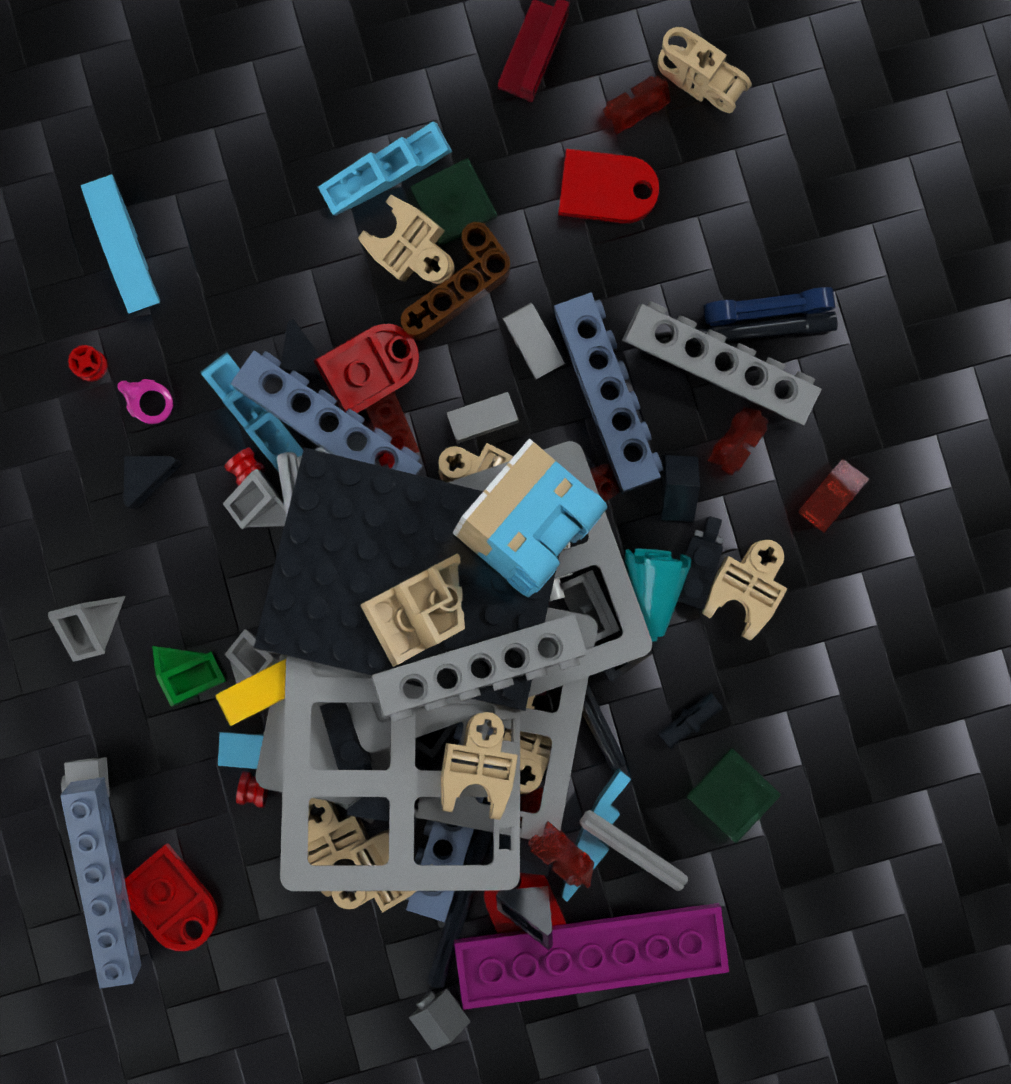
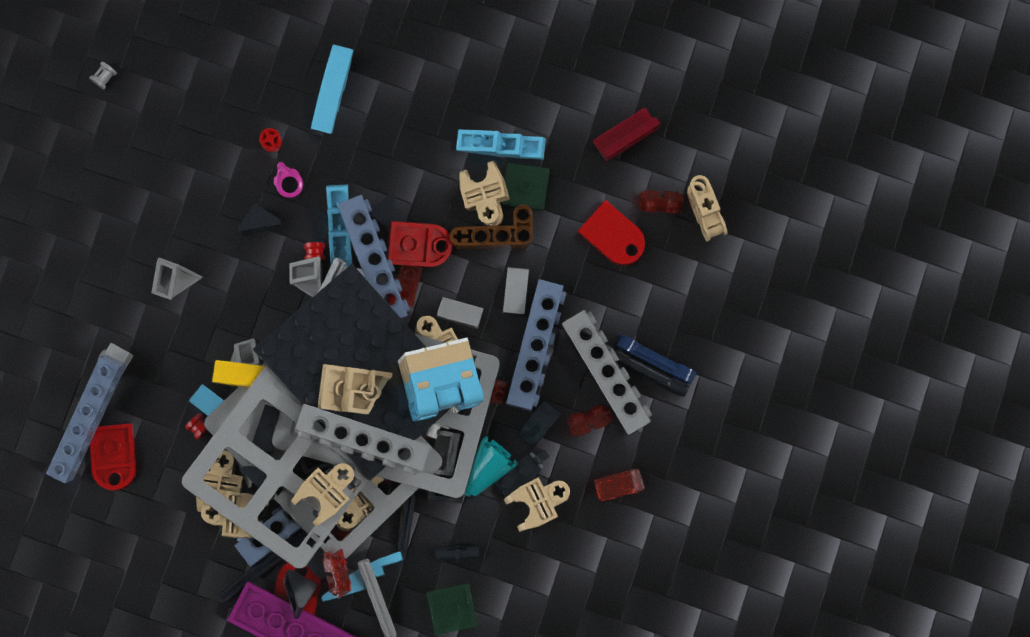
camera: 30 degrees right, 5 degrees down
(185, 673) = (206, 340): green slope -> none
(439, 1018) = (211, 616): dark grey brick -> none

